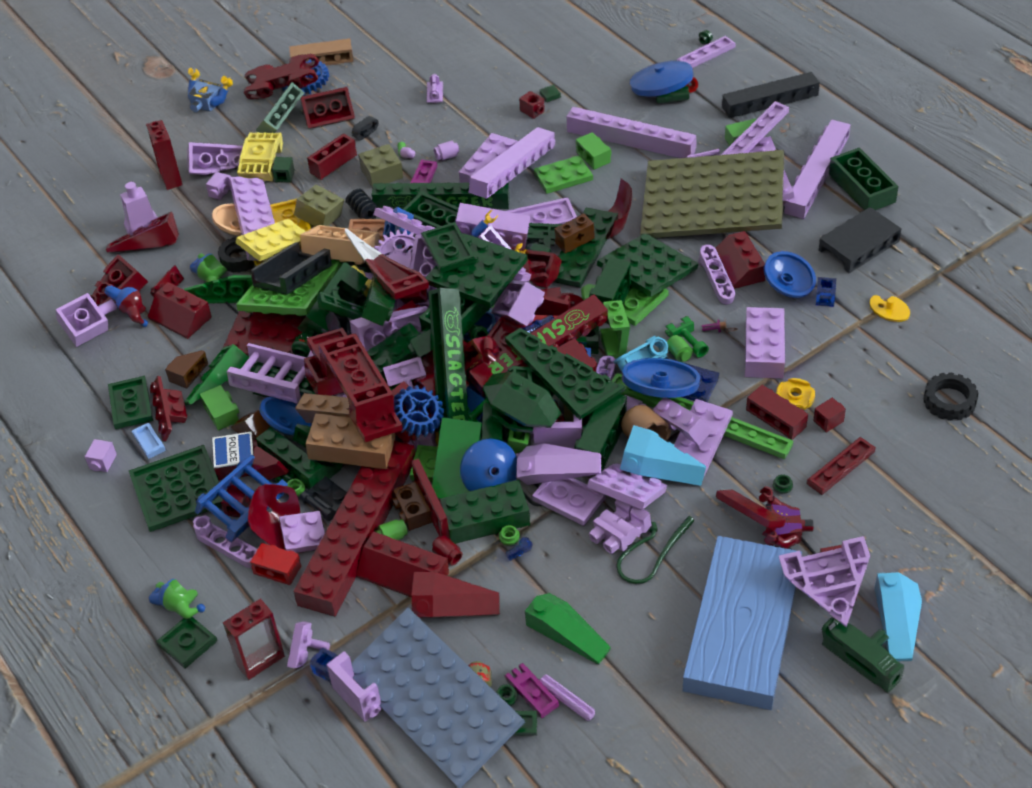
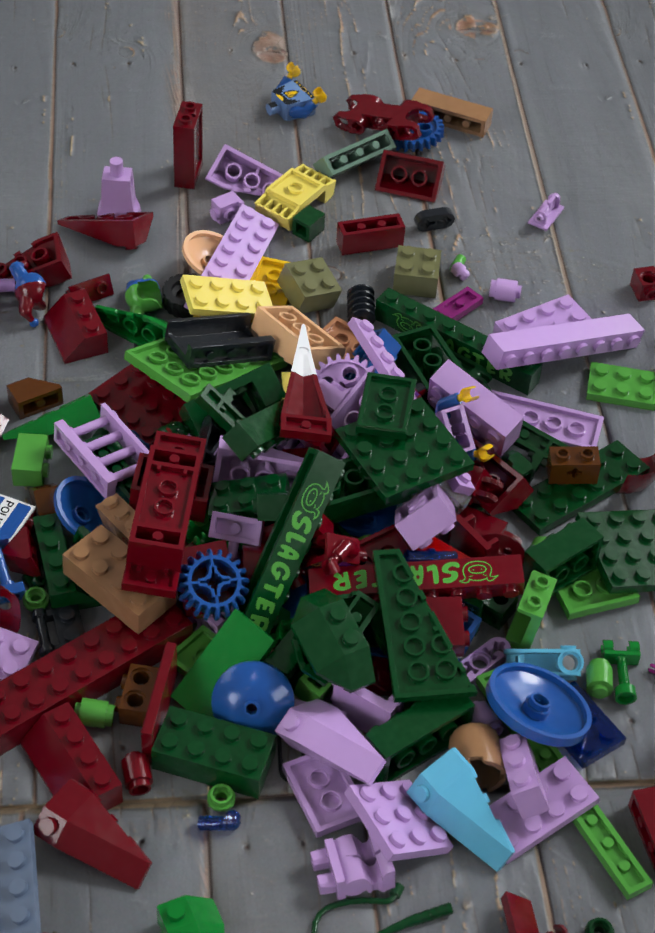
camera: 25 degrees right, 0 degrees up
(477, 332) = (360, 527): dark green cone -> none

